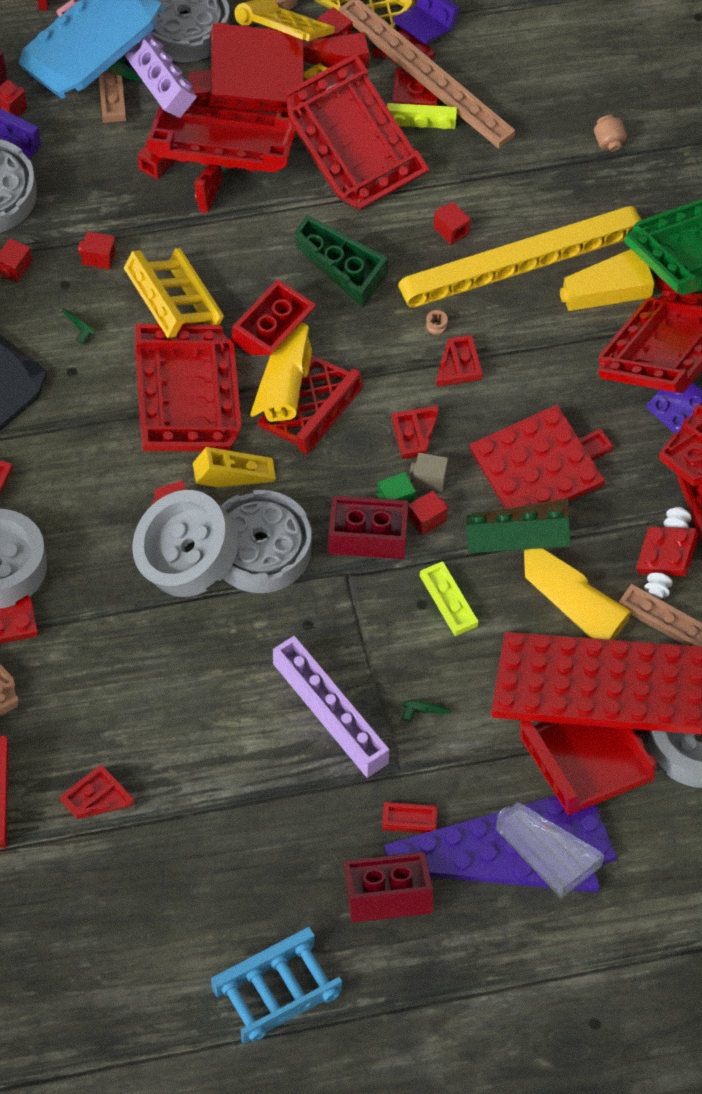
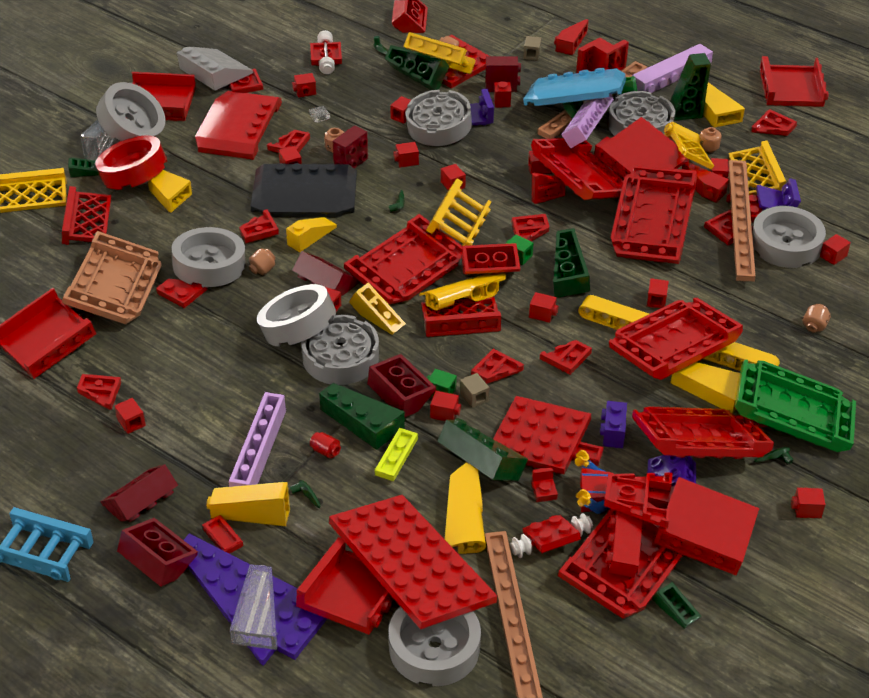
camera: 50 degrees right, 15 degrees down
(44, 440) = (308, 231): none -> yellow slope
(49, 515) = (262, 261): none -> nougat head
(129, 474) = (323, 273): none -> slope
(166, 791) = (130, 415): none -> red brick
(246, 248) = (530, 226): none -> red wing
(266, 276) = (524, 248): none -> green brick
(288, 853) = (140, 493): none -> dark red slope
(370, 590) = (362, 415): none -> dark green wedge
(375, 328) = (543, 307): none -> red brick
(379, 648) = (325, 444): none -> red brick
(403, 764) = (252, 503): none -> yellow slope
(423, 115) = (711, 237): neon yellow plate -> none
(439, 316) = (586, 327): nougat bush -> none
(494, 42) = (789, 223): none -> light grey brick
(537, 261) = (675, 337): none -> red slope
(538, 38) = (835, 249): none -> red brick
(586, 397) = (614, 424): none -> dark purple brick
(601, 512) = (543, 485): none -> red bracket
(645, 475) = (592, 485): none -> torso

